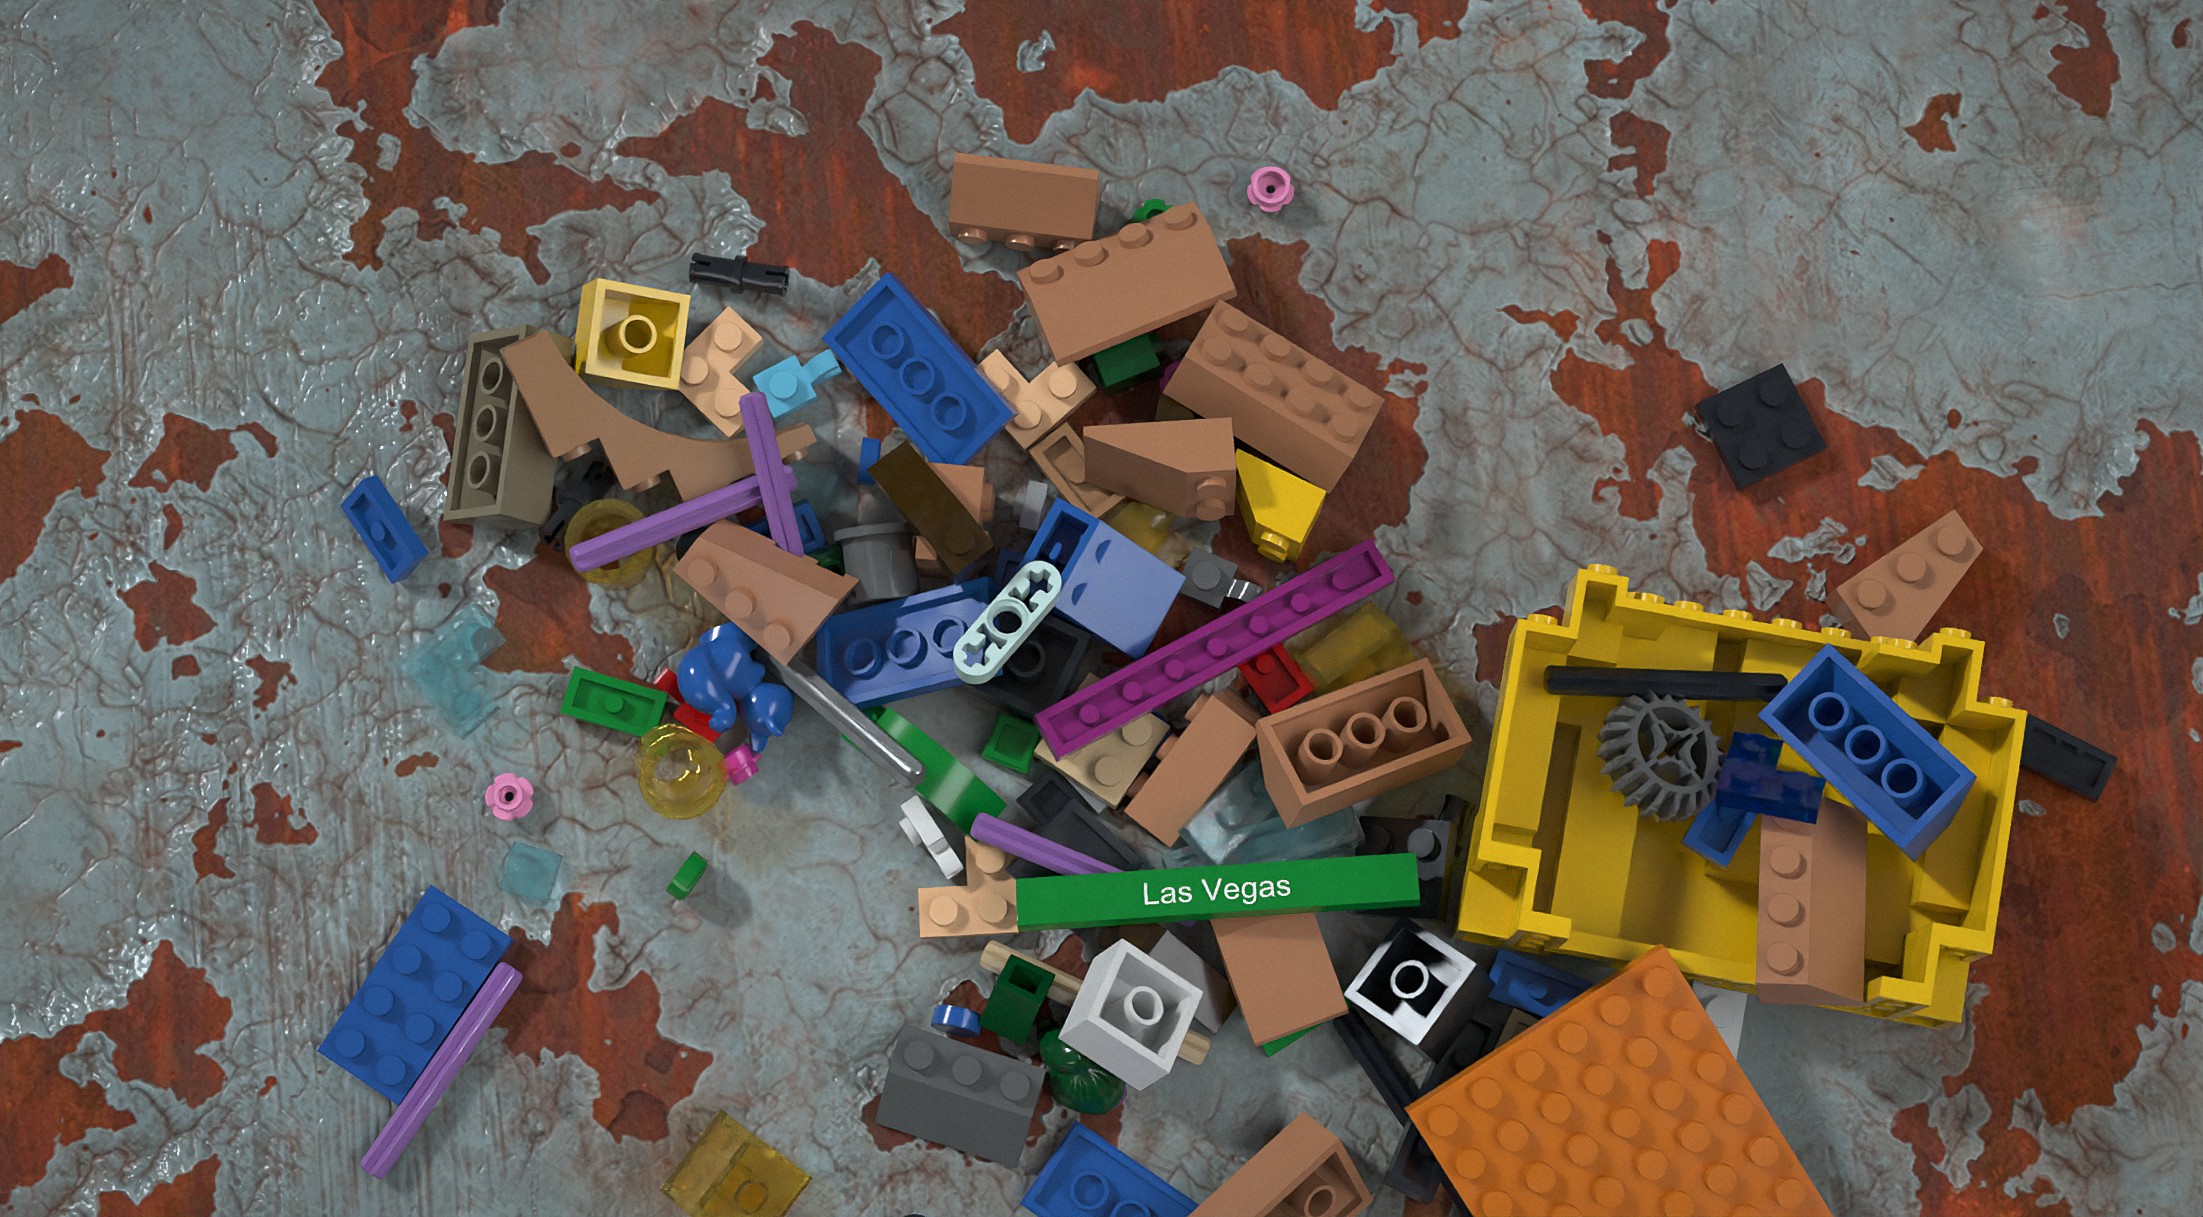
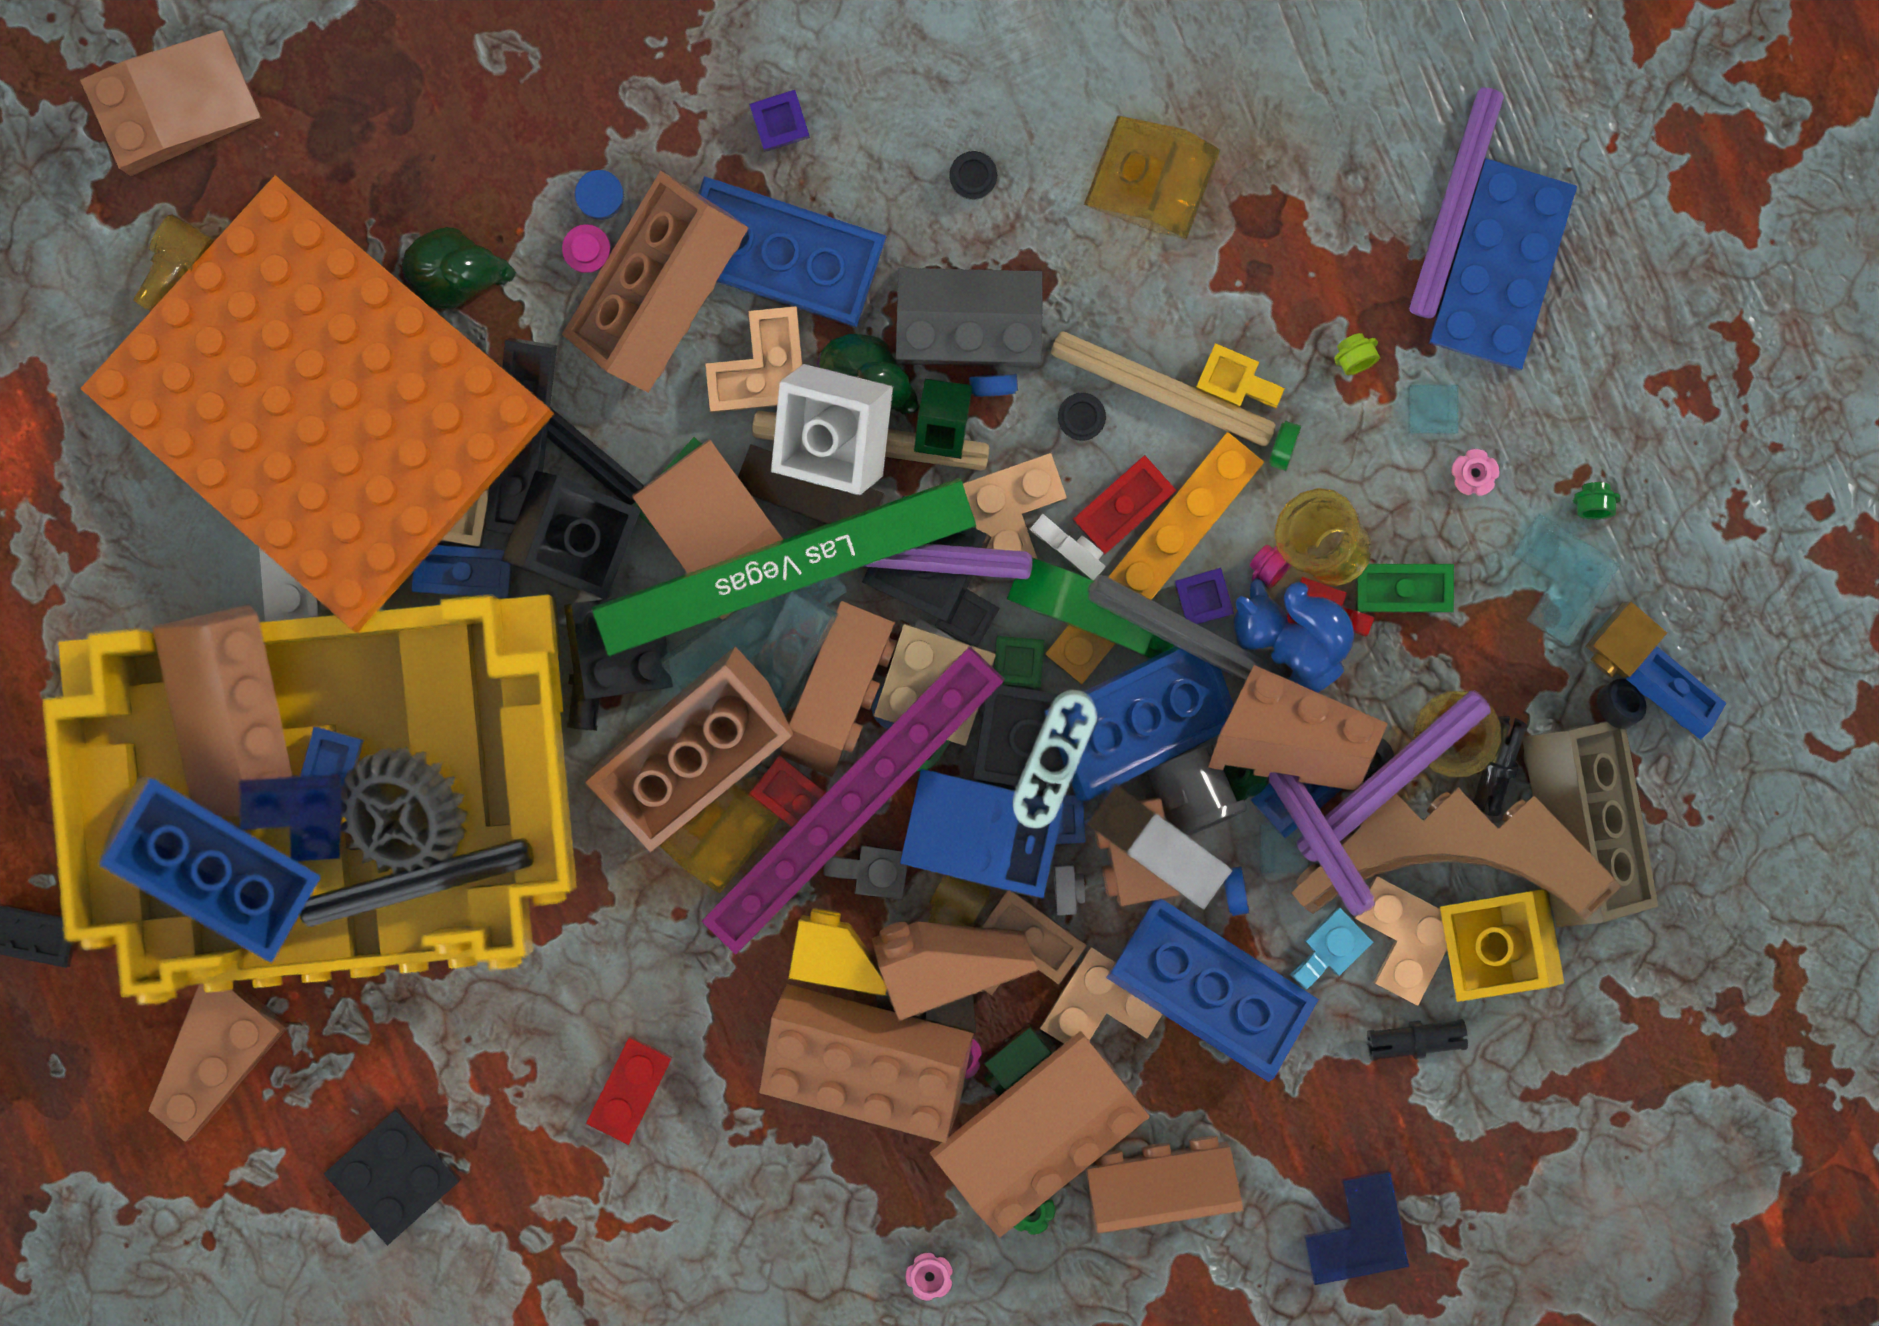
camera: 165 degrees right, 10 degrees up
(400, 734) = (1596, 501): none -> green plate
(418, 589) = (1624, 641): none -> pearl gold brick
(441, 532) = (1621, 704): none -> black tile
(588, 947) = (1356, 354): none -> lime plate
(718, 959) = (1232, 376): none -> yellow plate
(790, 969) = (1163, 389): none -> tan axle
(813, 752) = (1204, 596): none -> dark purple plate
(833, 816) = (1165, 544): none -> light orange plate
(840, 103) = (1371, 1241): none -> clear blue plate
(863, 864) = (1124, 504): none -> red plate
(879, 965) = (1081, 416): none -> black plate
(1175, 1098) = (757, 380): none -> light nougat plate
(1509, 443) = (629, 1090): none -> red plate

